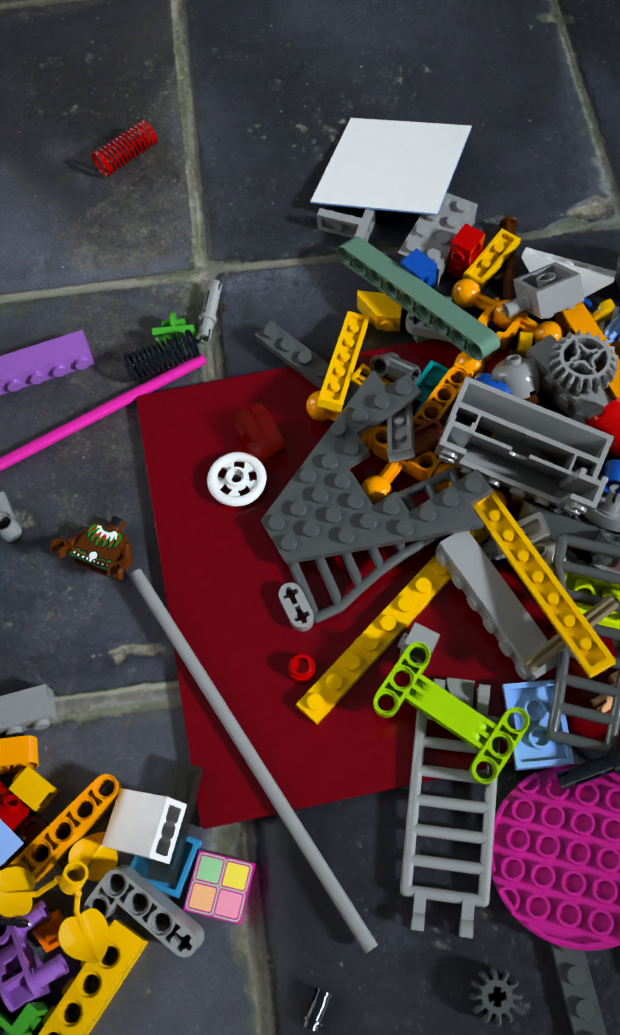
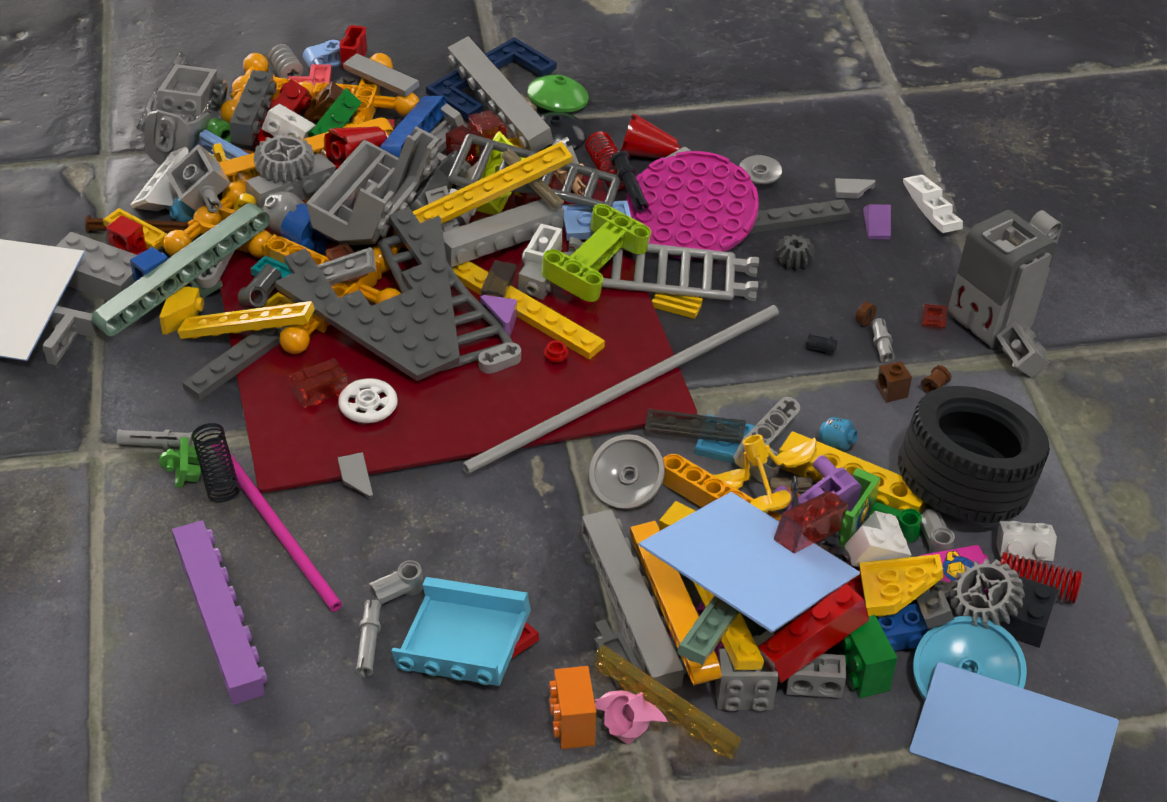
camera: 100 degrees left, 20 degrees down
(99, 548) = (441, 495): reddish brown torso -> none
(104, 736) = (619, 458): none -> light grey dish
(141, 474) = (355, 473): none -> light grey tile
(144, 825) = (703, 434): white brick -> none
(147, 1006) = (838, 433): none -> dark azure head
(219, 887) = (742, 402): tile -> none
(357, 607) = (502, 309): none -> medium lavender slope
(390, 844) = (678, 304): none -> yellow tile
(409, 602) = (499, 279): none -> clear smoke tile
(464, 652) = (544, 239): none -> white brick

